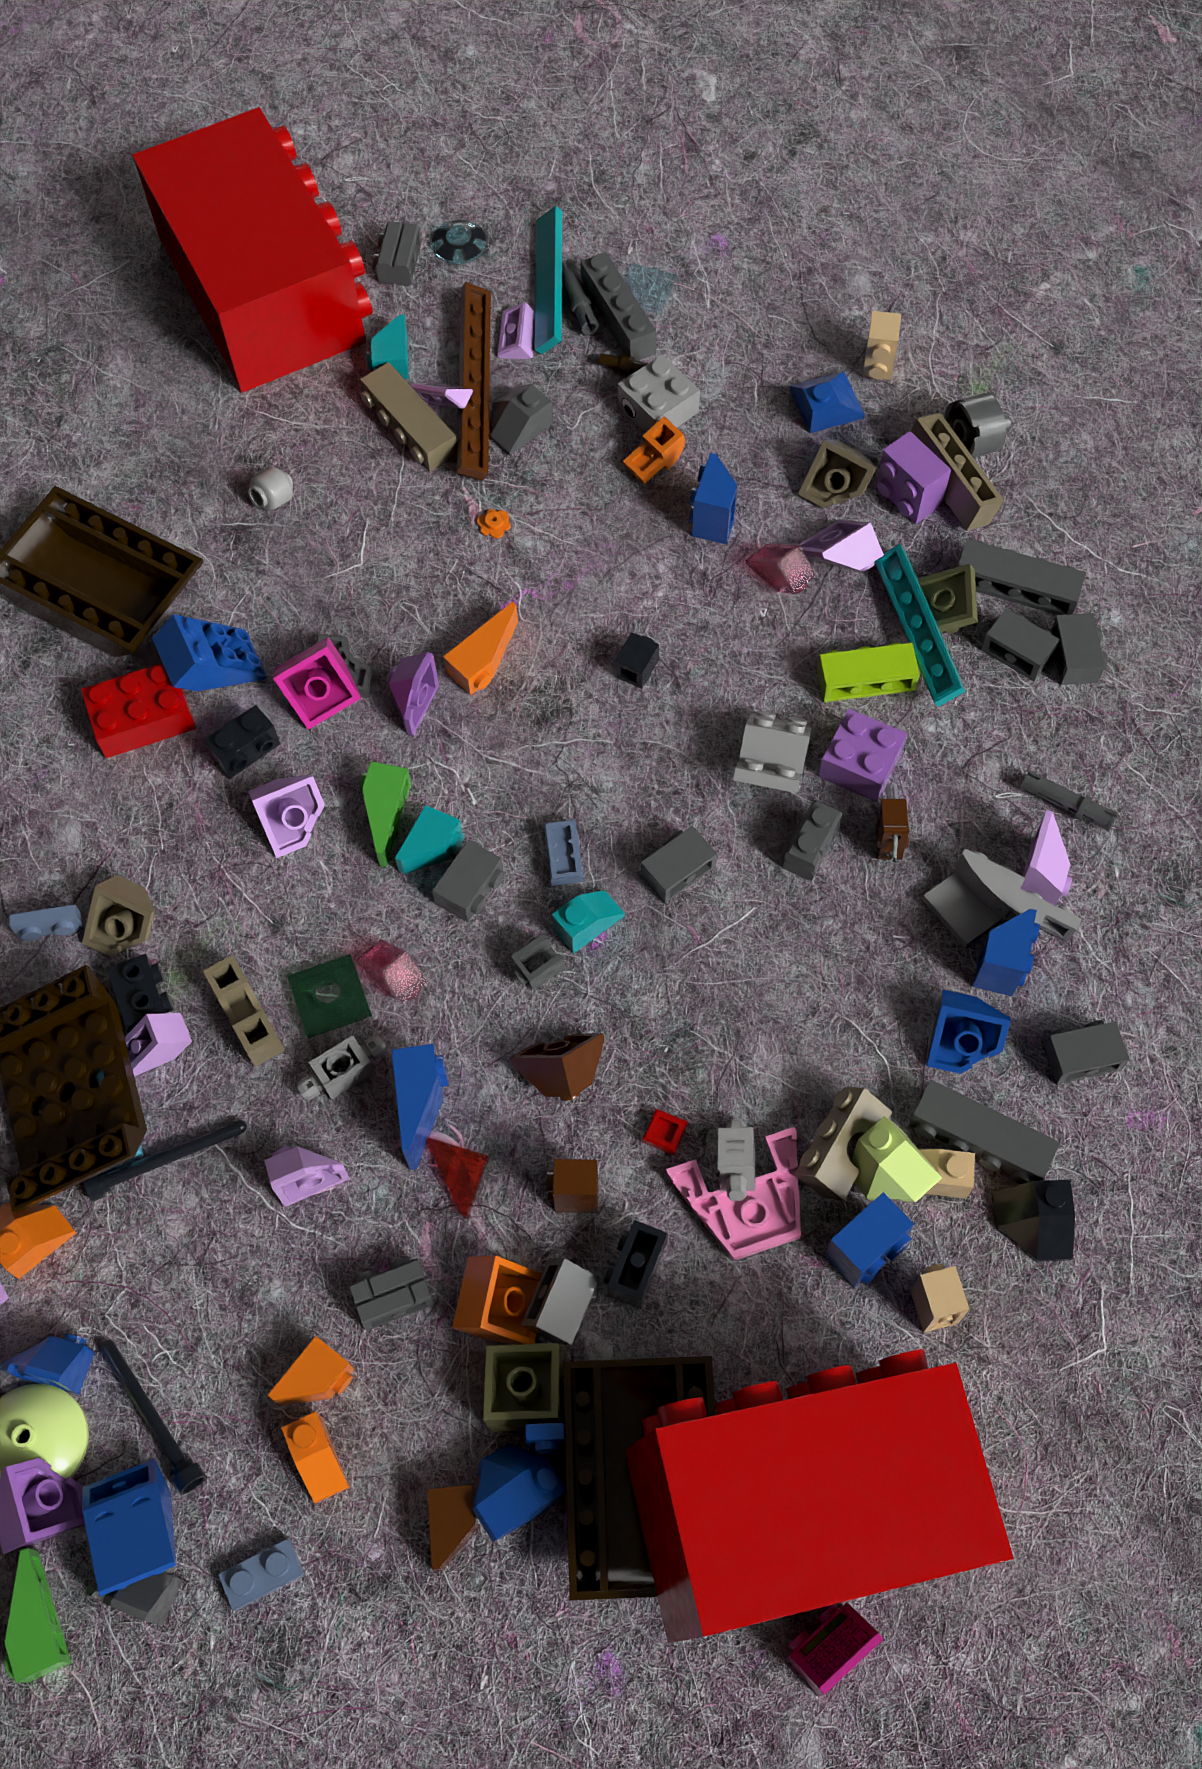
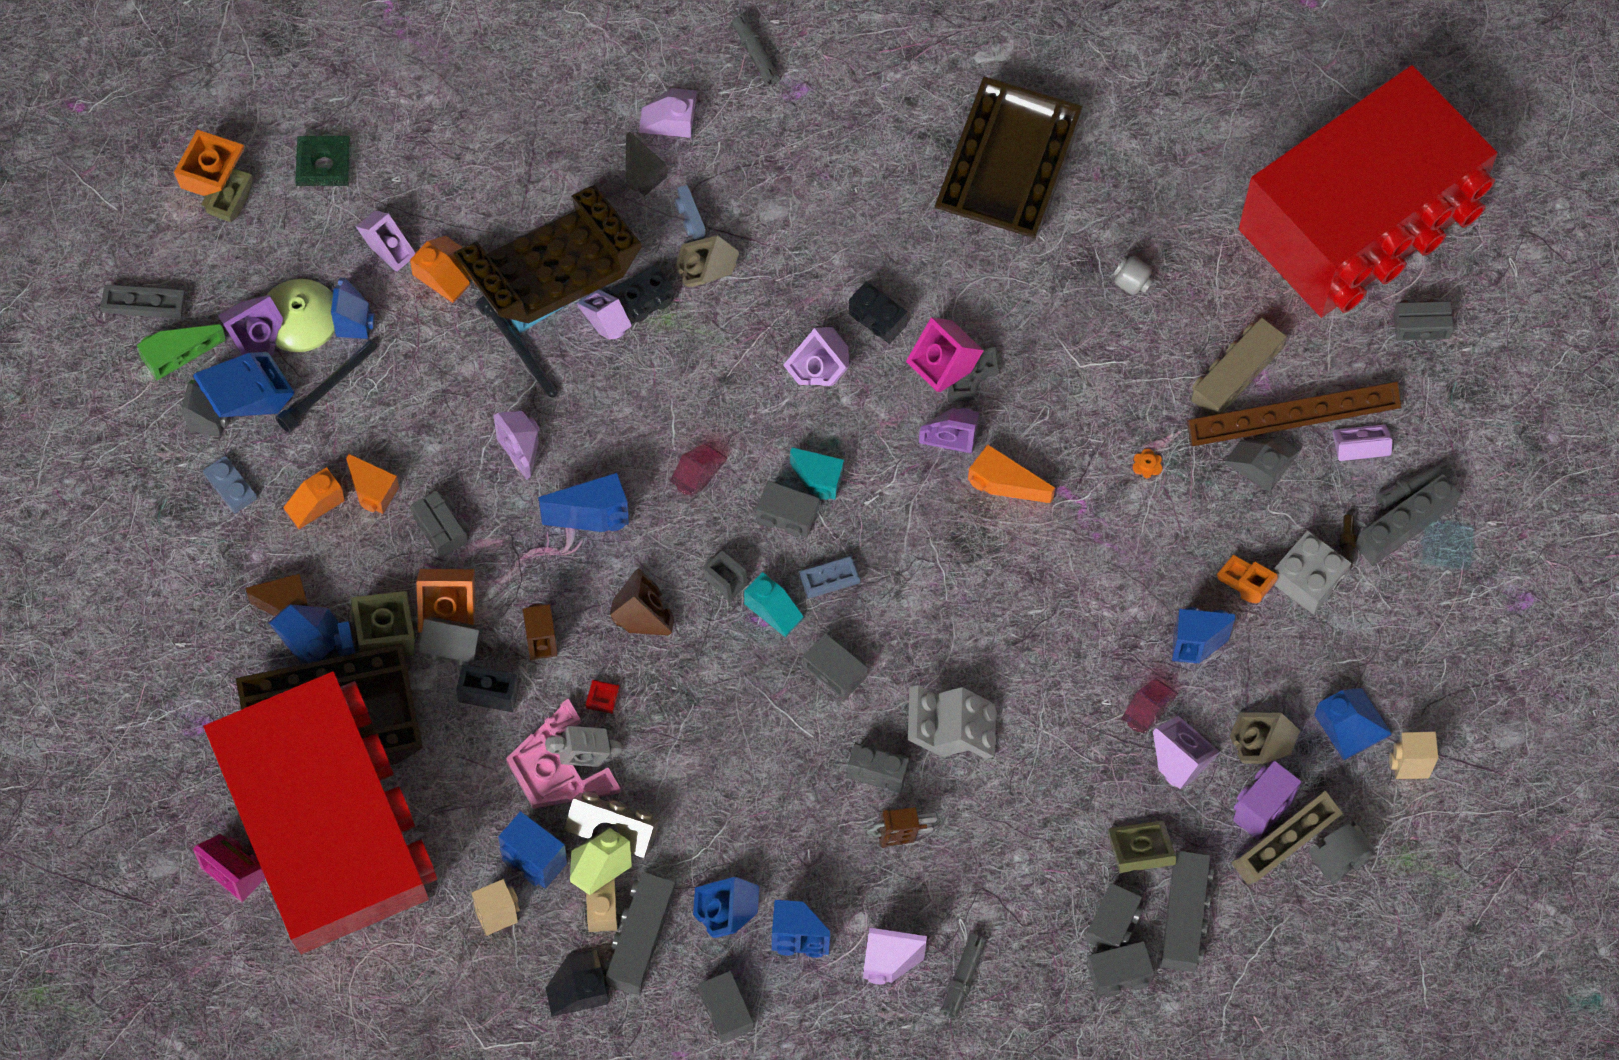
camera: 75 degrees right, 0 degrees up
(137, 710) = (892, 228): red brick -> none
(206, 654) = (949, 266): blue slope -> none
(243, 1010) = (656, 359): dark tan arch -> none
(341, 1053) = (597, 438): light grey piece -> none
(346, 1009) = (666, 446): clear green piece -> none
(385, 795) = (844, 431): bright green slope -> none
(391, 346) = (1309, 338): teal slope -> none
(443, 394) = (1265, 388): lavender slope -> none
(459, 241) = (1456, 380): dish -> none
(461, 1171) = (543, 555): clear red tile -> none
(548, 280) = (1428, 455): teal tile -> none
(636, 660) = (1026, 601): black brick -> none
(862, 755) = (969, 797): medium lavender brick -> none
(868, 672) = (1056, 792): lime brick -> none
(919, 626) = (1112, 828): teal tile -> none
(961, 910) = (848, 904): light grey tile -> none
(1001, 891) = (854, 925): light grey slope -> none

